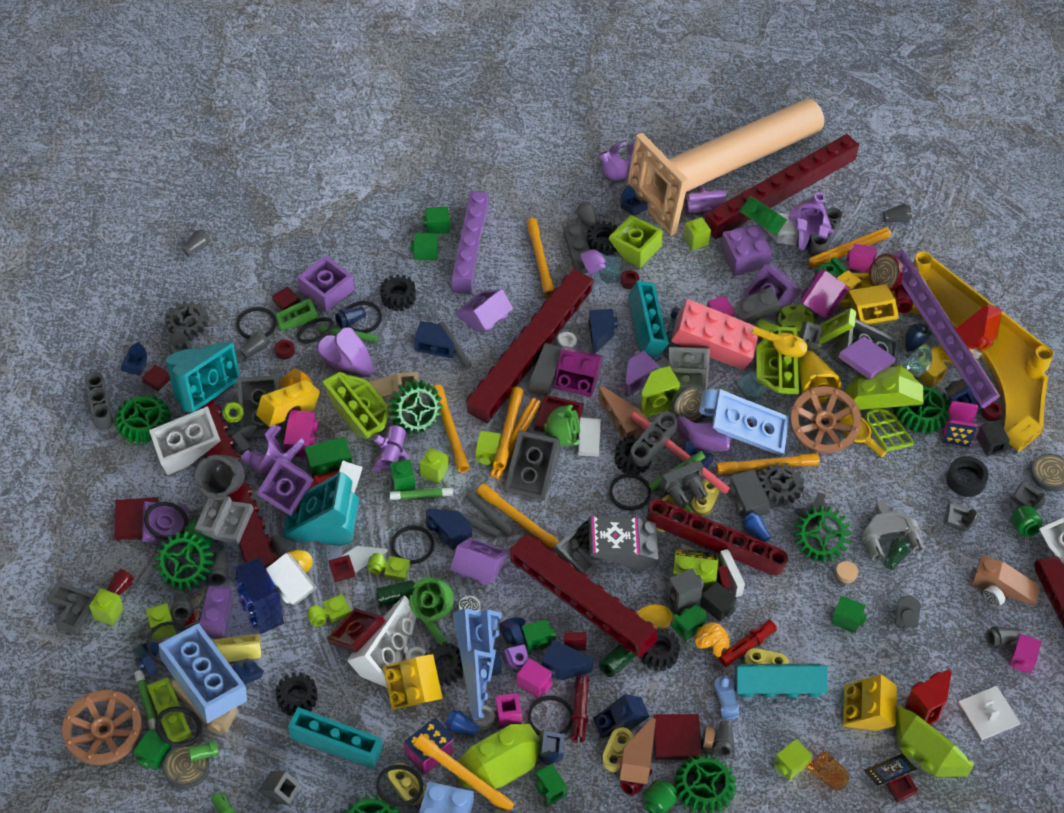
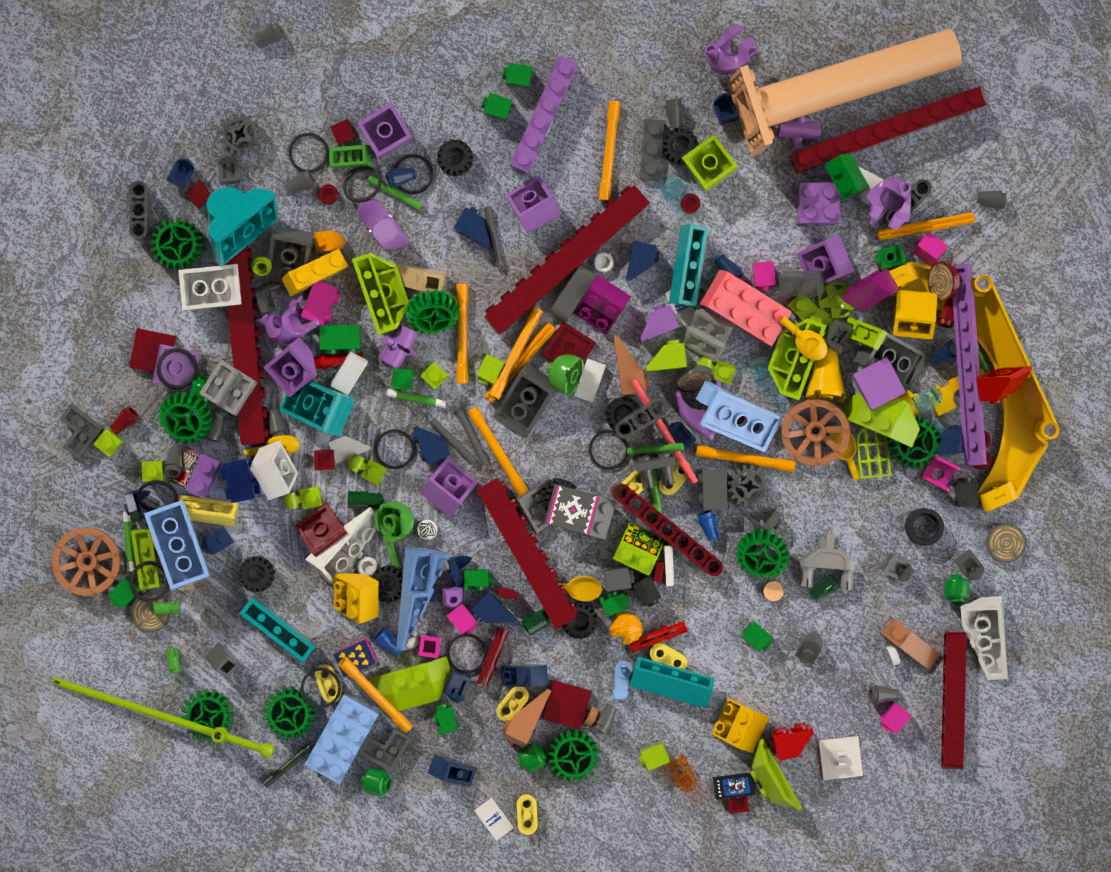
camera: 20 degrees right, 35 degrees up
(219, 475) = (231, 352): dark grey cylinder -> none
(593, 261) = (656, 181): medium lavender piece -> none
(697, 233) = (775, 169): lime brick -> none

